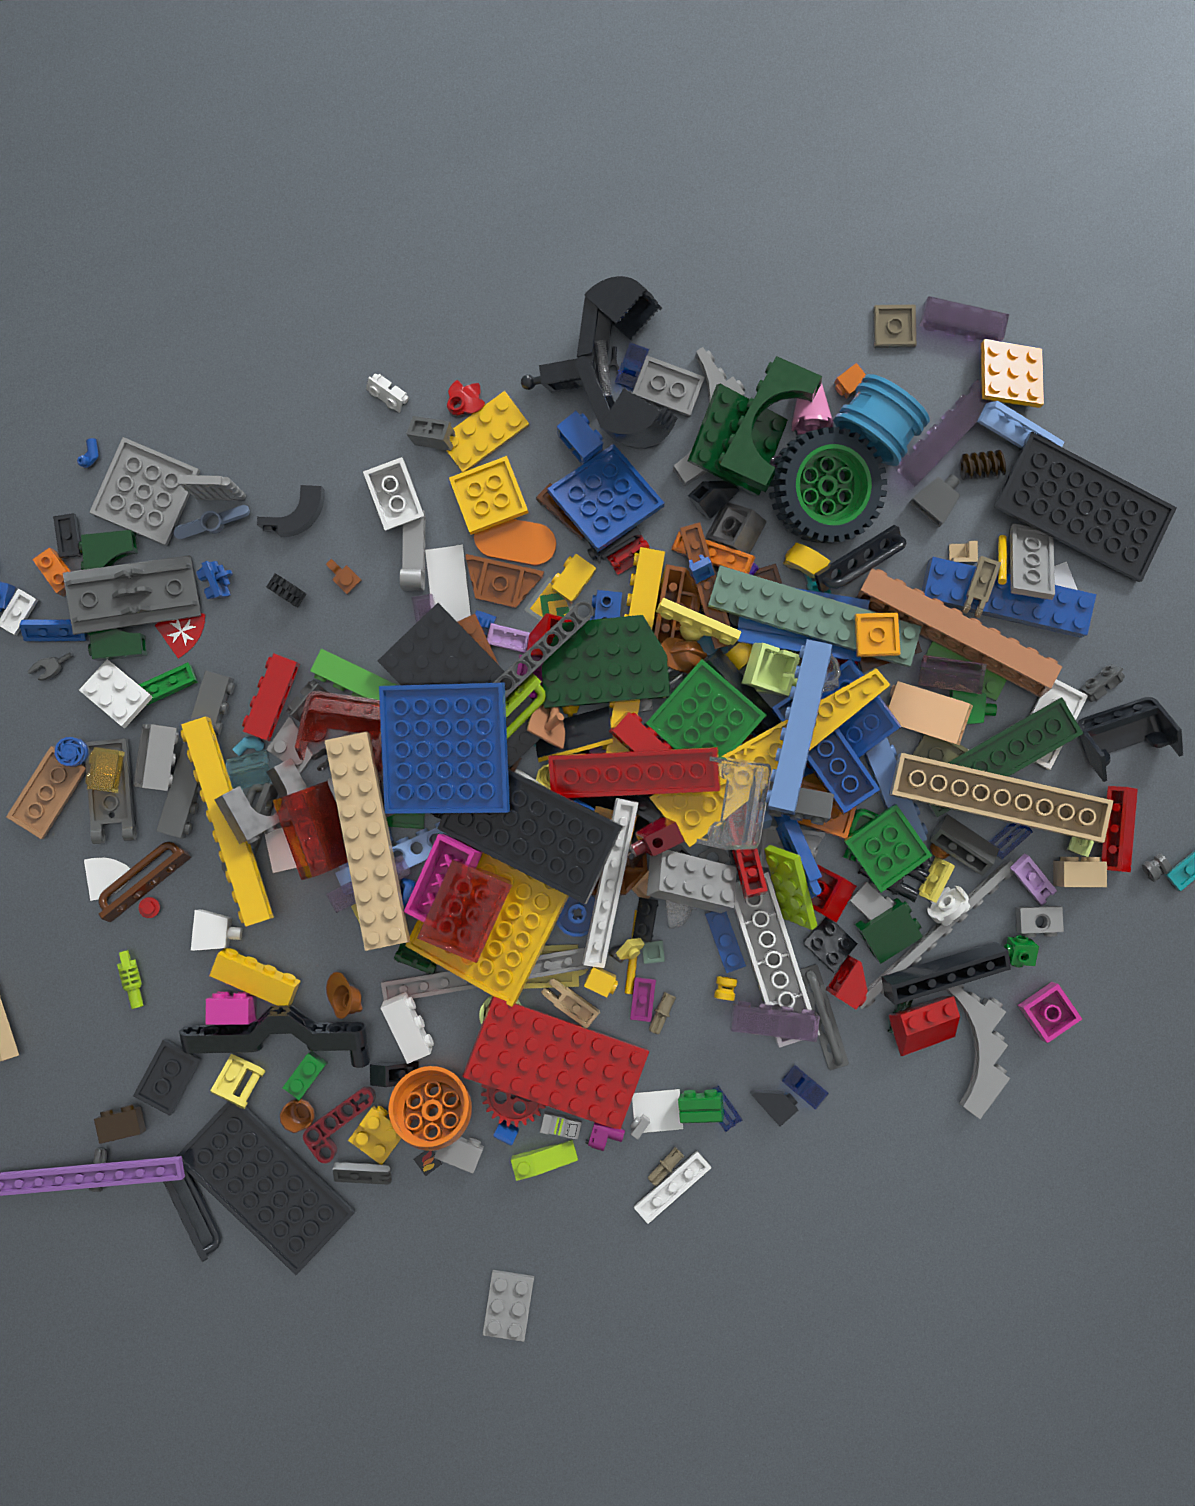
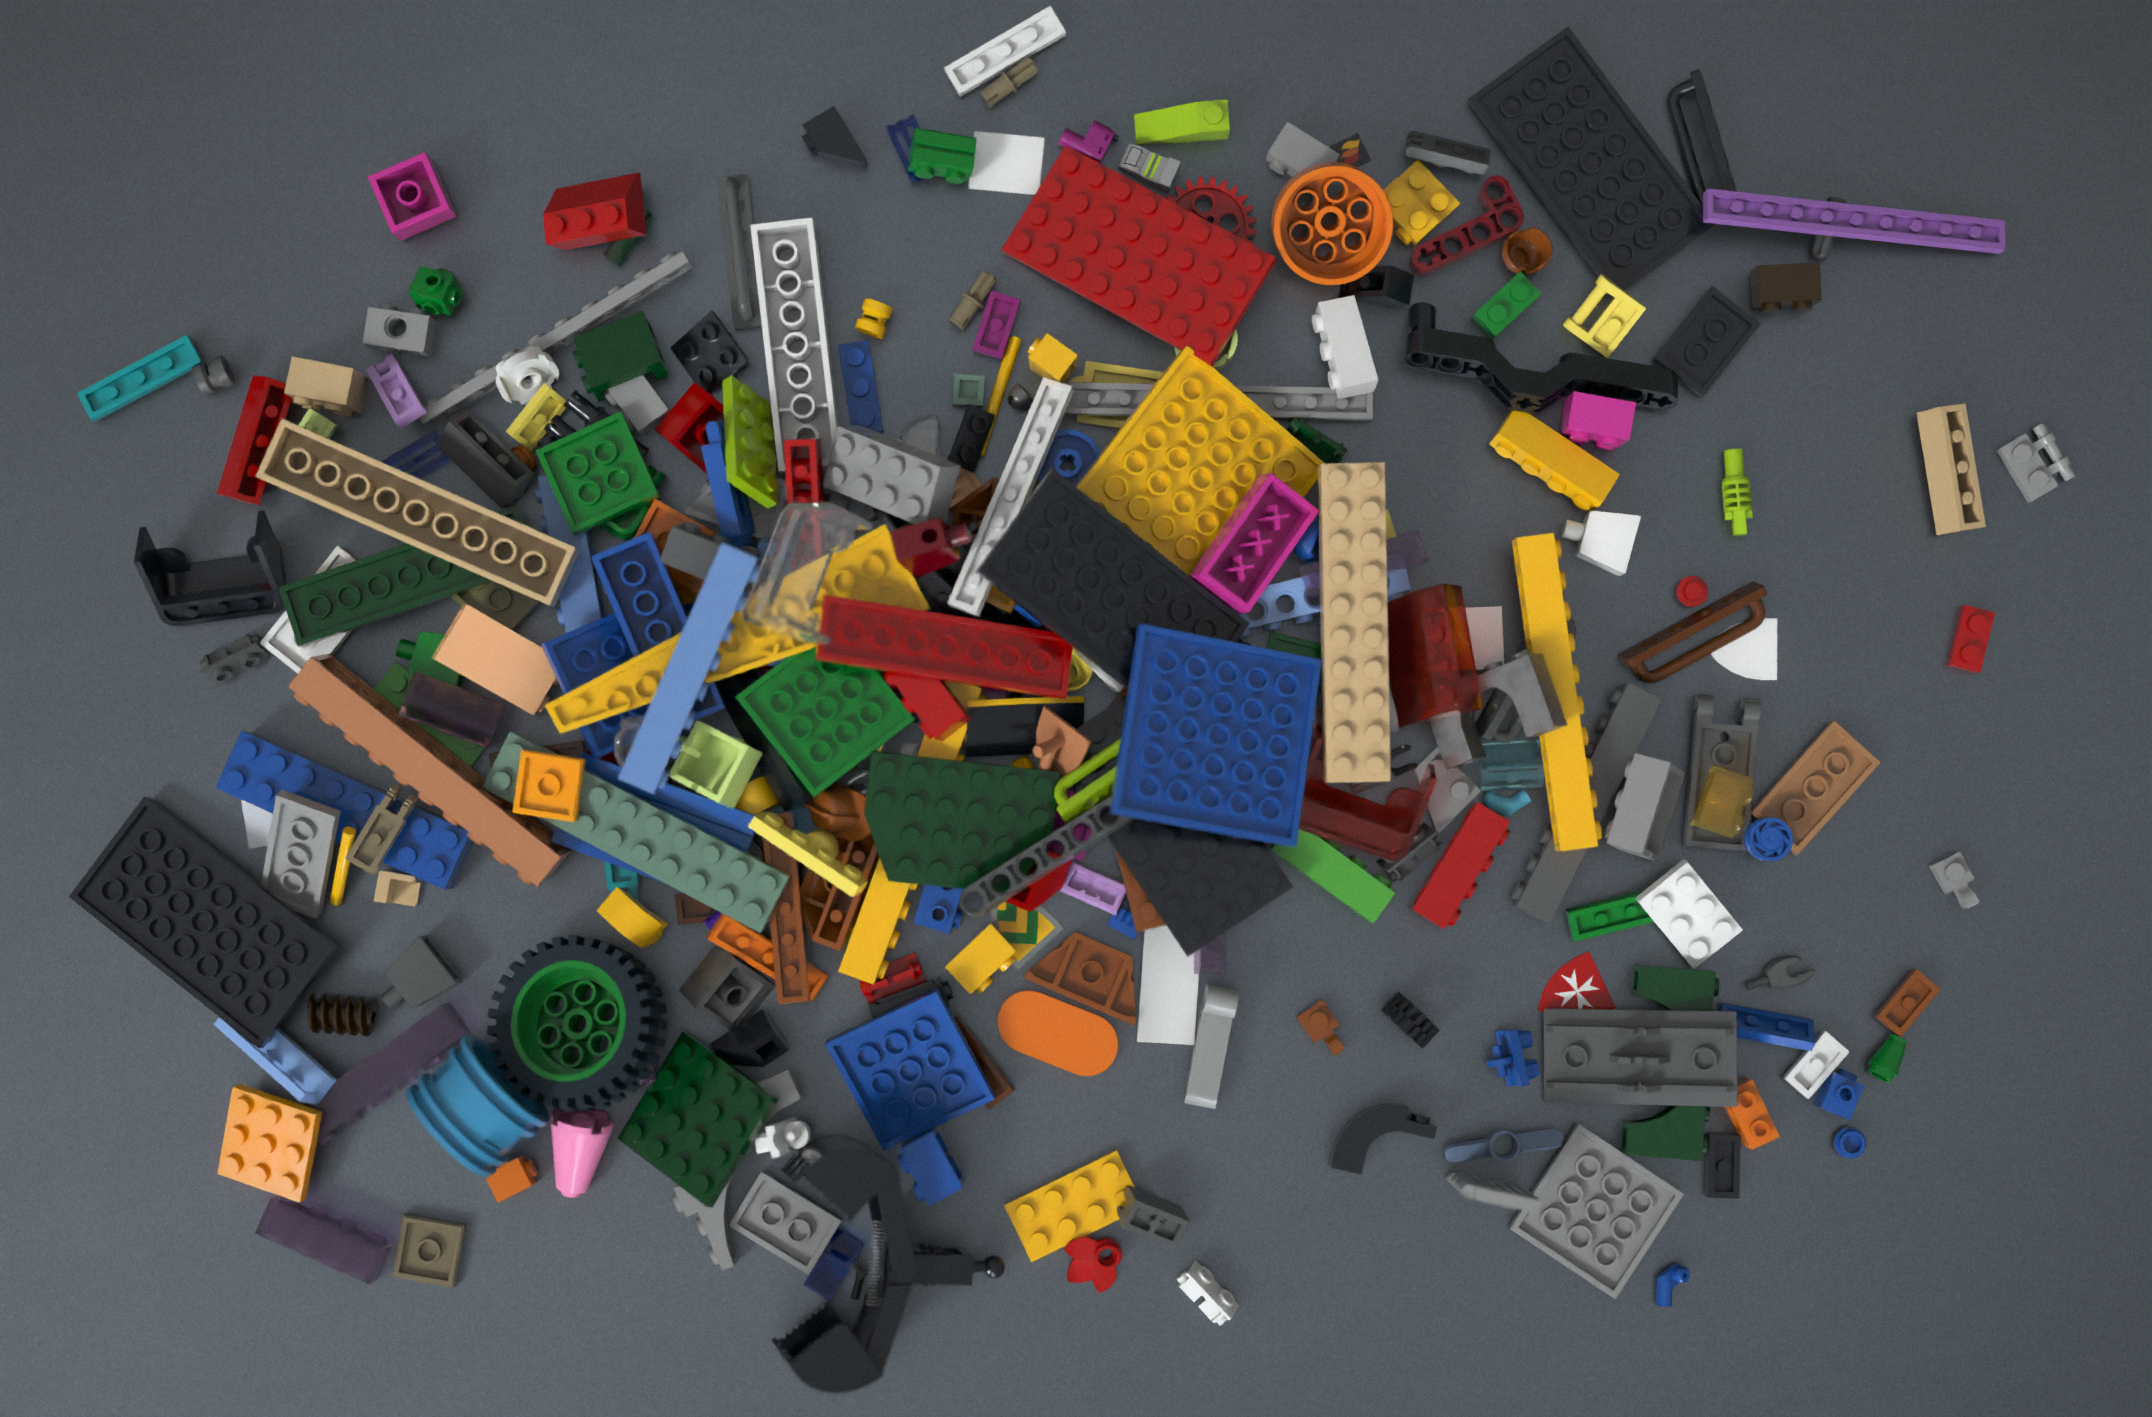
camera: 170 degrees left, 0 degrees up
(342, 996) = (1431, 409): dark orange piece -> none
(393, 493) = (1224, 1134): white slope -> none
(465, 910) = (1228, 493): clear red slope -> none
(488, 495) = (1084, 1107): yellow plate -> none
(505, 1133) = (1231, 170): blue slope -> none
(571, 1004) = (1100, 337): tan hinge -> none
(630, 949) = (1000, 398): light yellow plate -> none
(639, 1125) = (1035, 145): light grey plate -> none
(679, 438) = (783, 1137): none -> white hips
(702, 569) = (788, 931): blue tile -> none
(774, 1022) = (811, 253): clear purple brick -> none
(782, 382) = (614, 1190): dark green arch -> none
(805, 1087) = (786, 156): clear blue slope -> none
(849, 983) = (693, 290): red slope -> none
(861, 565) = (524, 906): black piece -> none
(945, 973) = (550, 278): black brick -> none
(986, 1078) = (523, 119): light grey arch -> none

